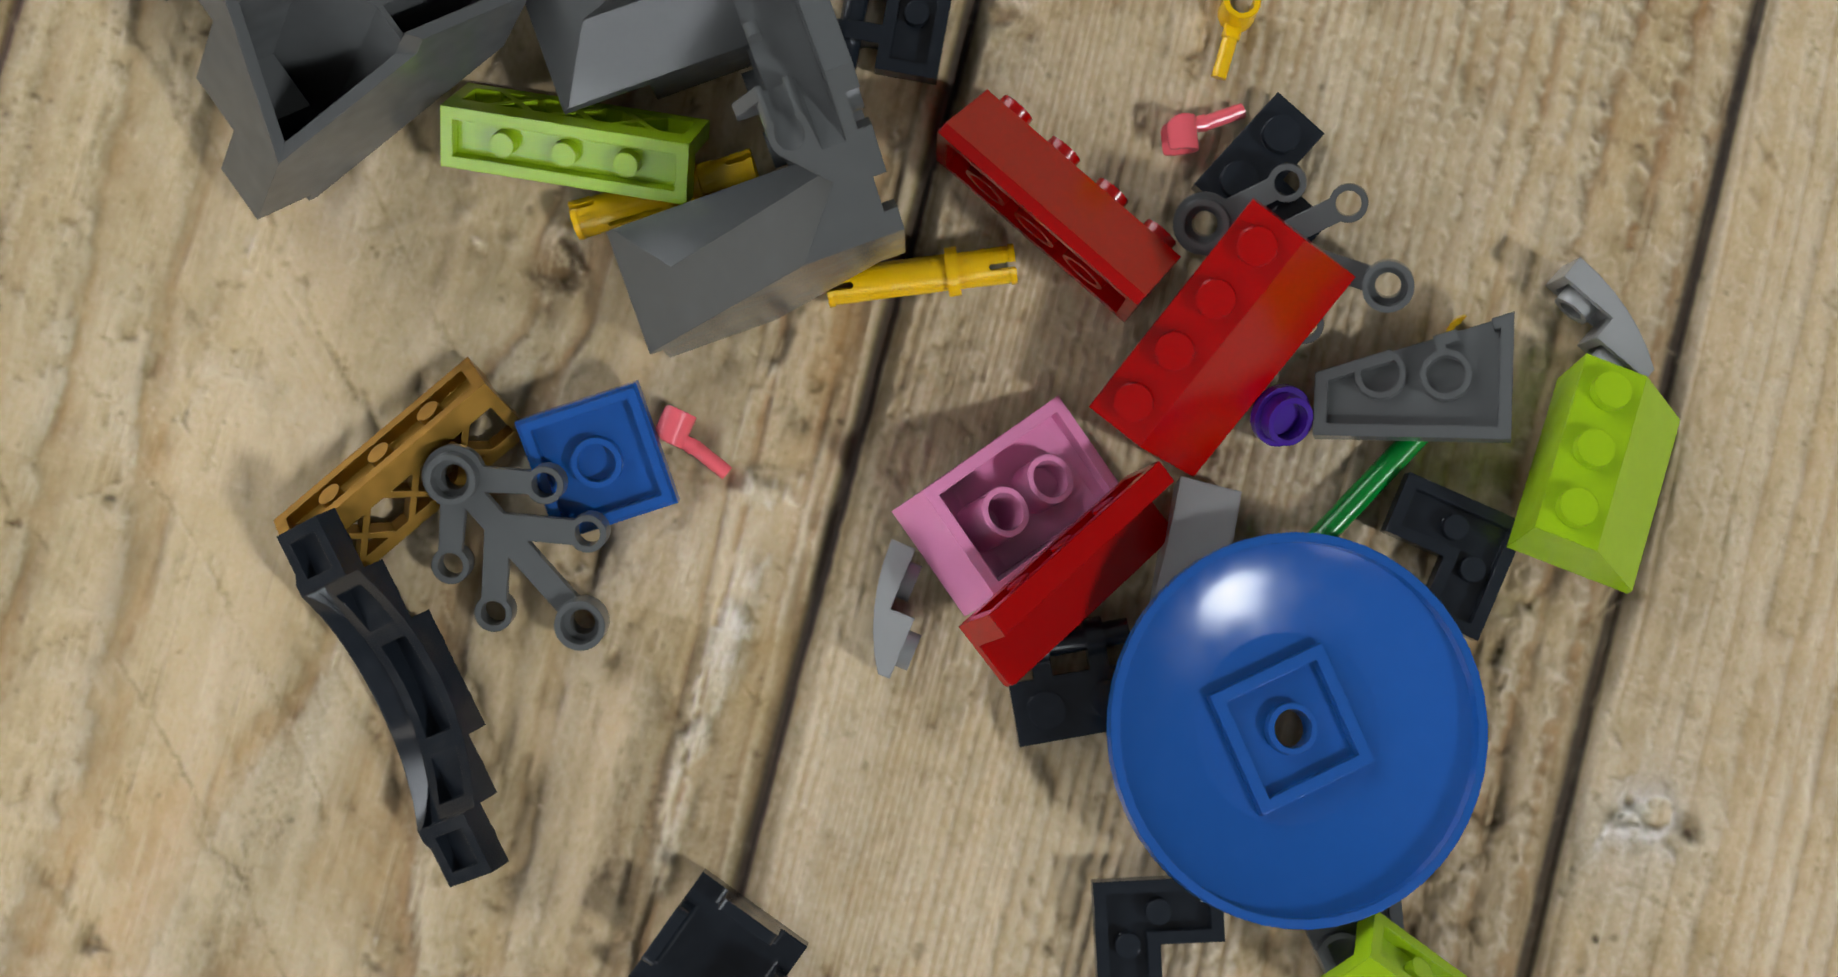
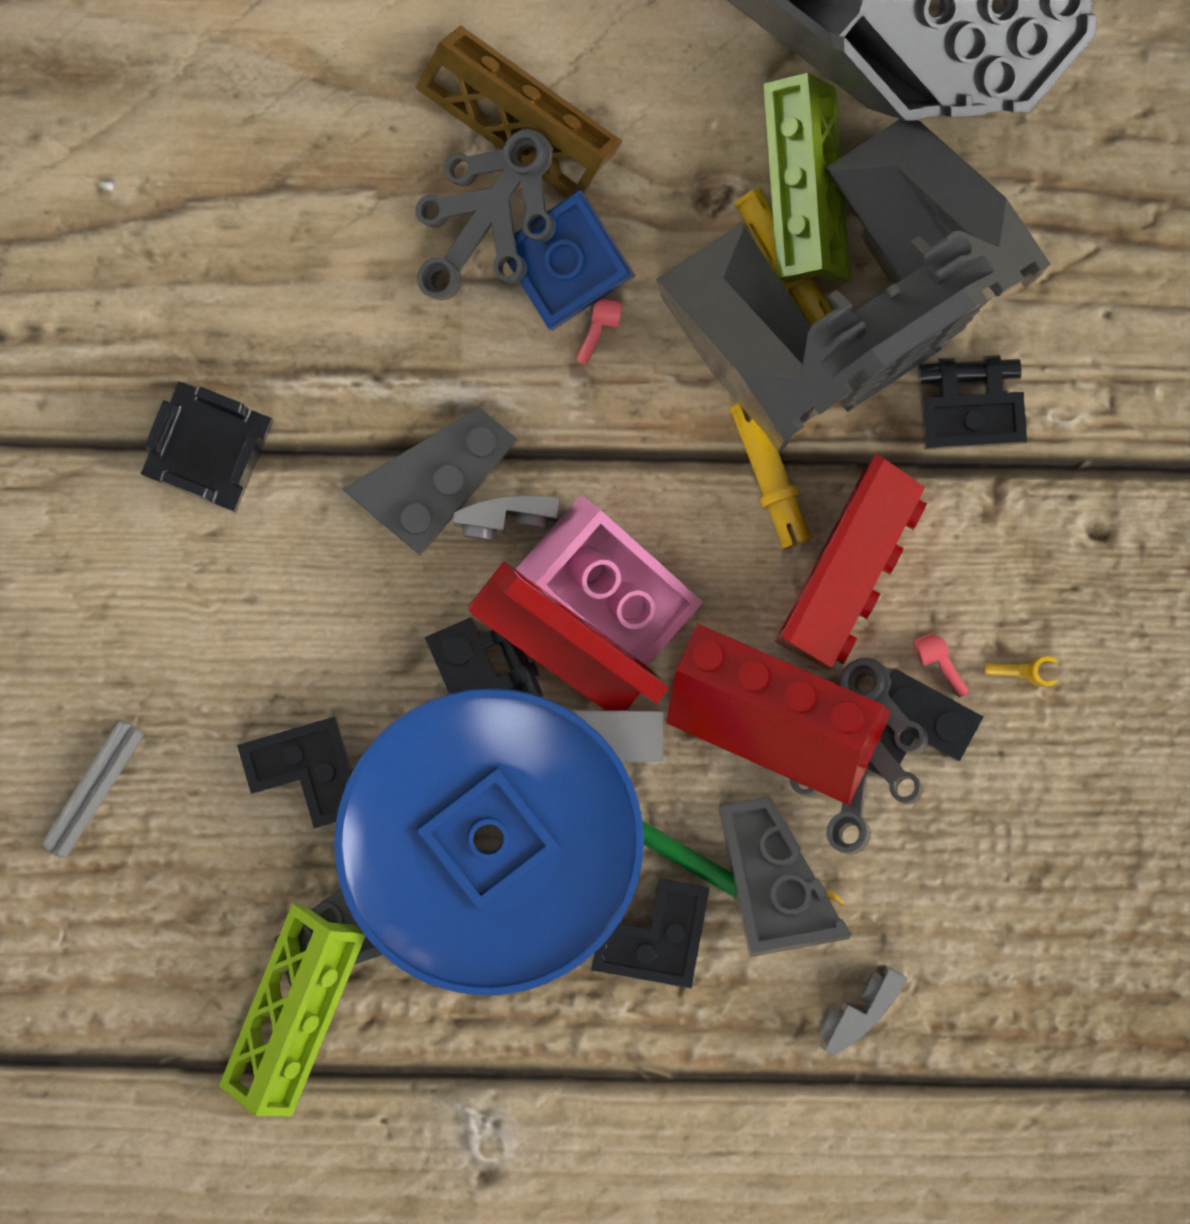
camera: 75 degrees right, 0 degrees up
(414, 688) = (358, 164): black piece -> none
(827, 688) = (433, 479): none -> dark grey wing
(1281, 416) = (729, 778): dark purple plate -> none
(1596, 473) = (742, 1034): lime slope -> none

